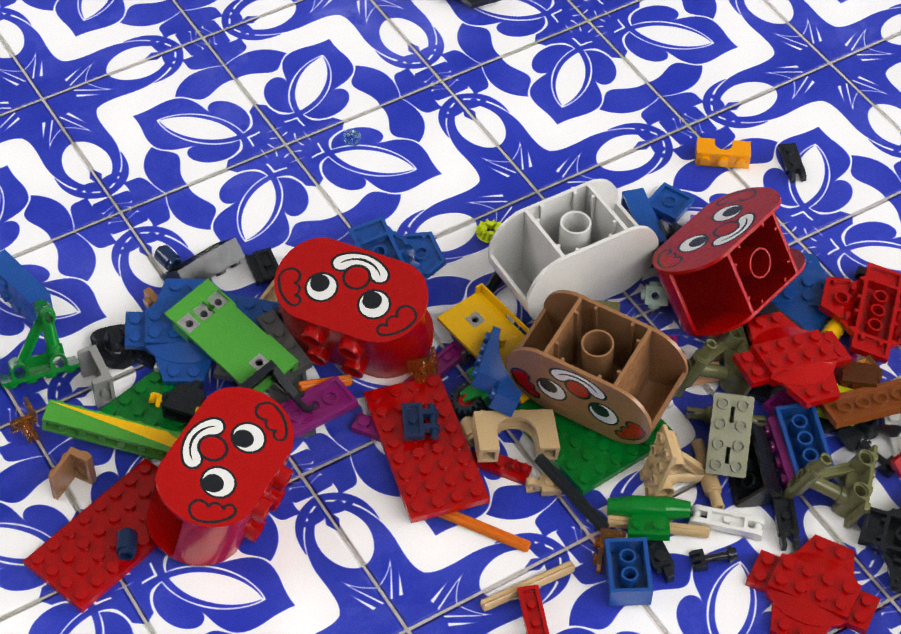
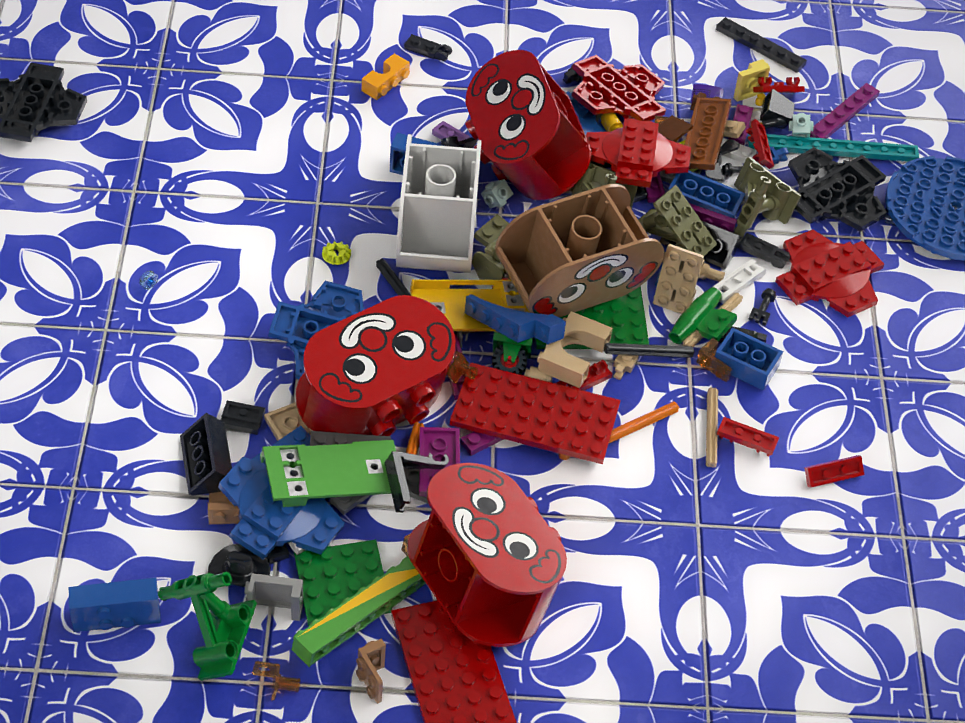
camera: 60 degrees left, 0 degrees up
(126, 544) = (486, 666): dark blue brick -> none
(167, 257) = (170, 478): dark blue brick -> none
(180, 403) = (367, 545): torso -> none
(413, 421) = (516, 402): dark blue plate -> none
(670, 202) = (406, 127): blue plate -> none

